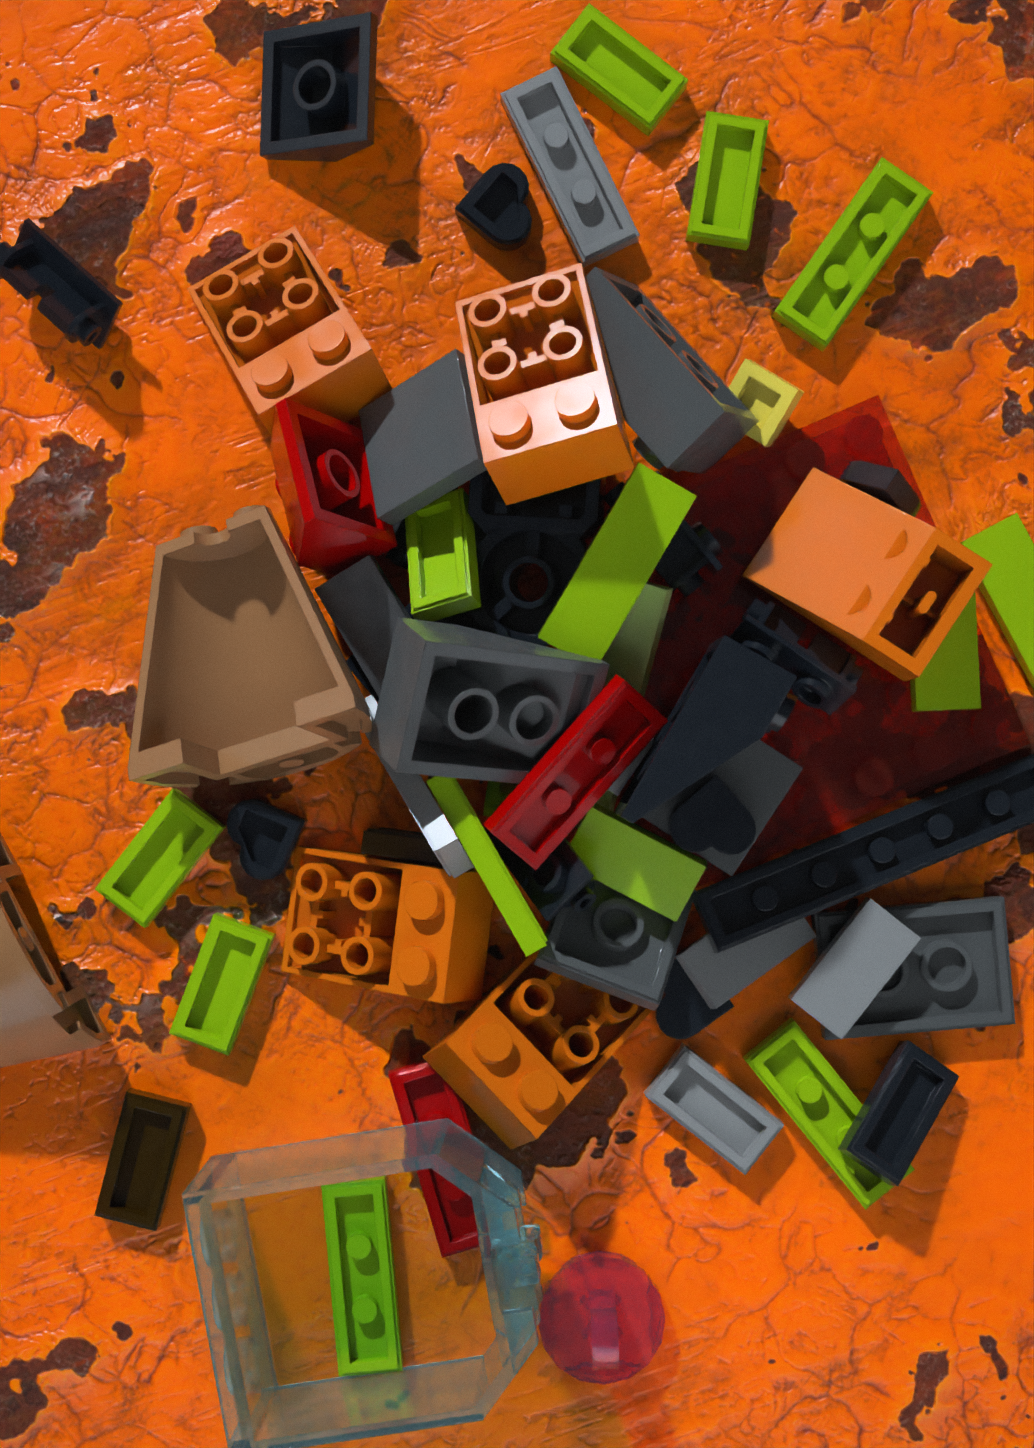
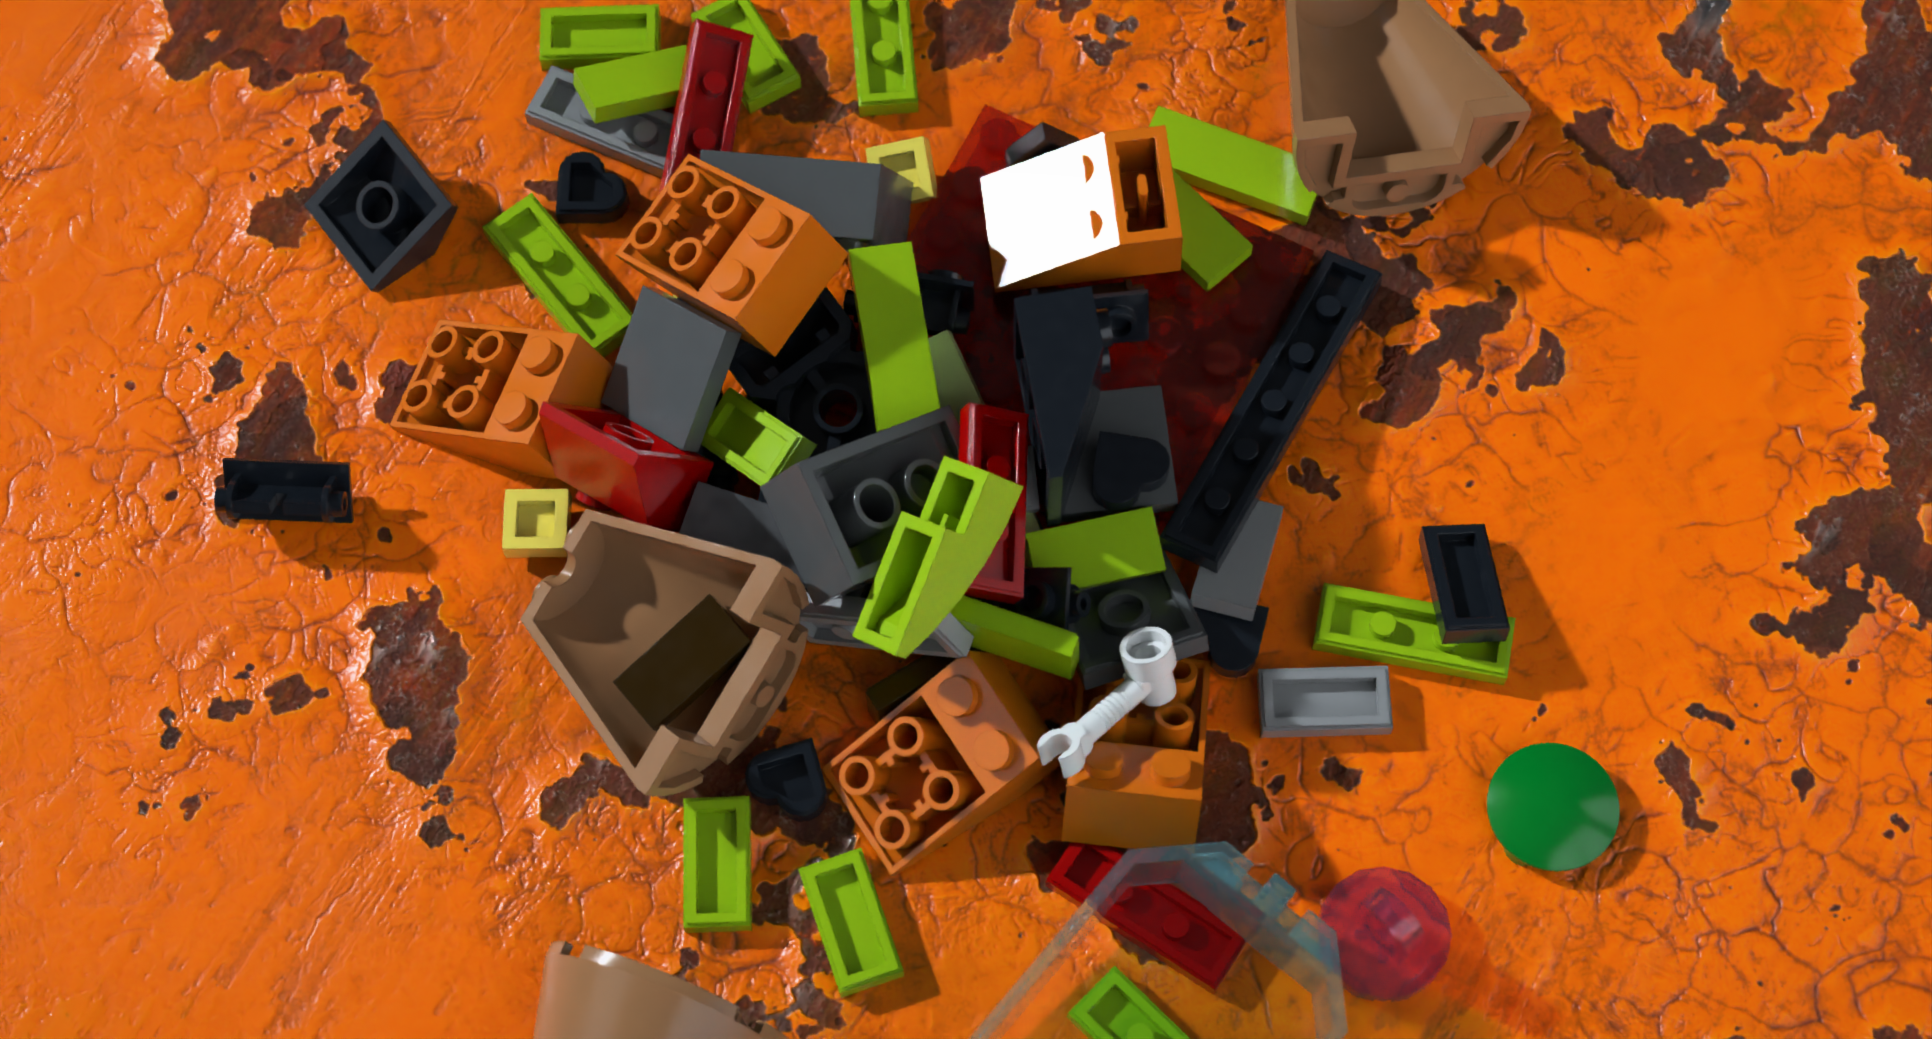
camera: 40 degrees left, 20 degrees down
(233, 470) = (536, 522): none -> light yellow plate
(245, 688) = (683, 663): none -> dark brown tile
(417, 267) = (559, 274): none -> lime tile
(482, 799) = (935, 556): none -> lime slope
(589, 983) = (1148, 678): none -> white brick
(612, 145) = (630, 84): none -> lime tile
(650, 210) = (708, 93): none -> red tile
(810, 1330) = (1552, 807): none -> green dish
(854, 967) = (1331, 502): light grey tile -> none
(949, 979) = (1377, 477): dark grey tile -> none

